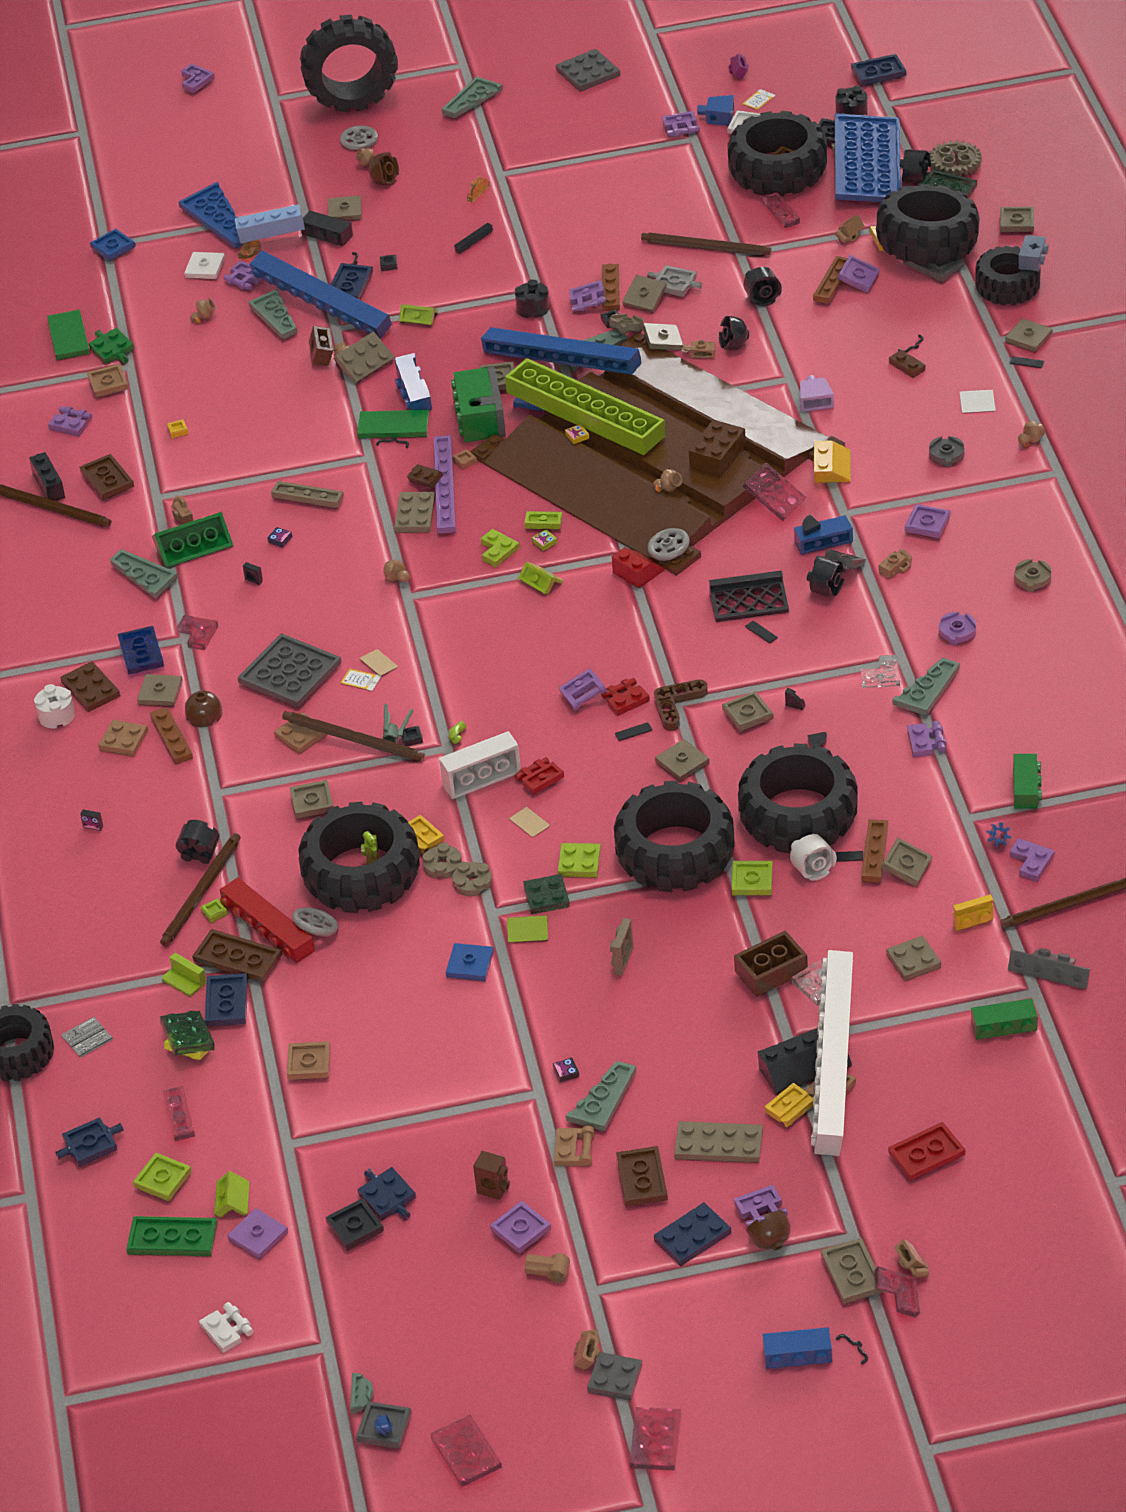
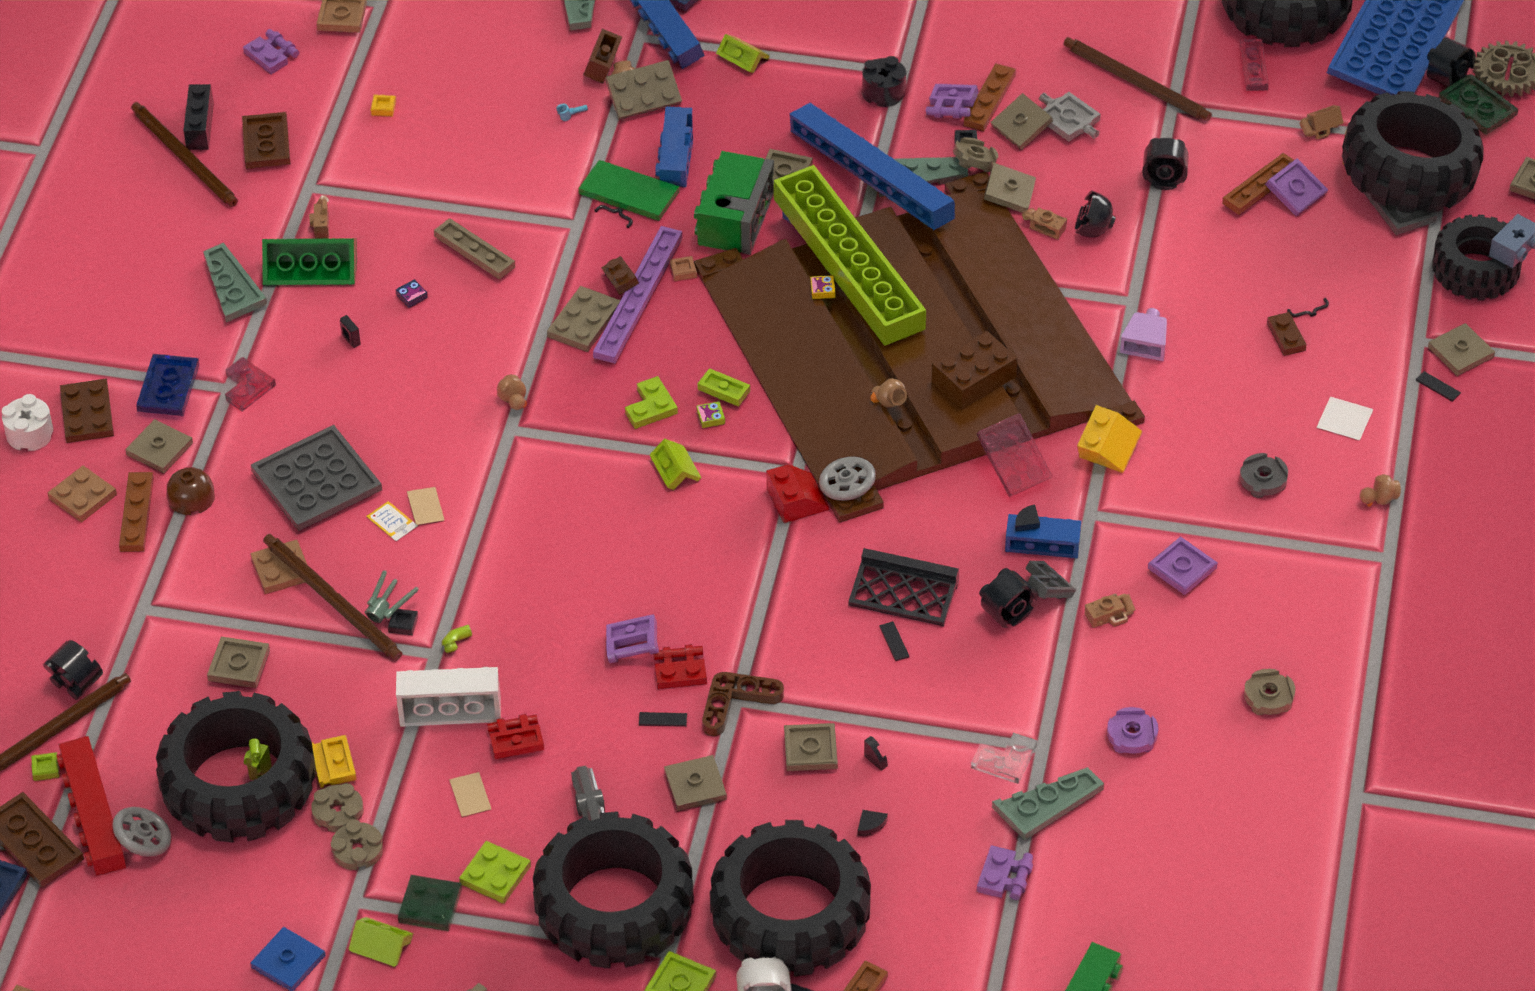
camera: 20 degrees right, 5 degrees up
(313, 389) = (566, 112): none -> medium azure hand
(615, 793) = (588, 796): none -> dark grey piece

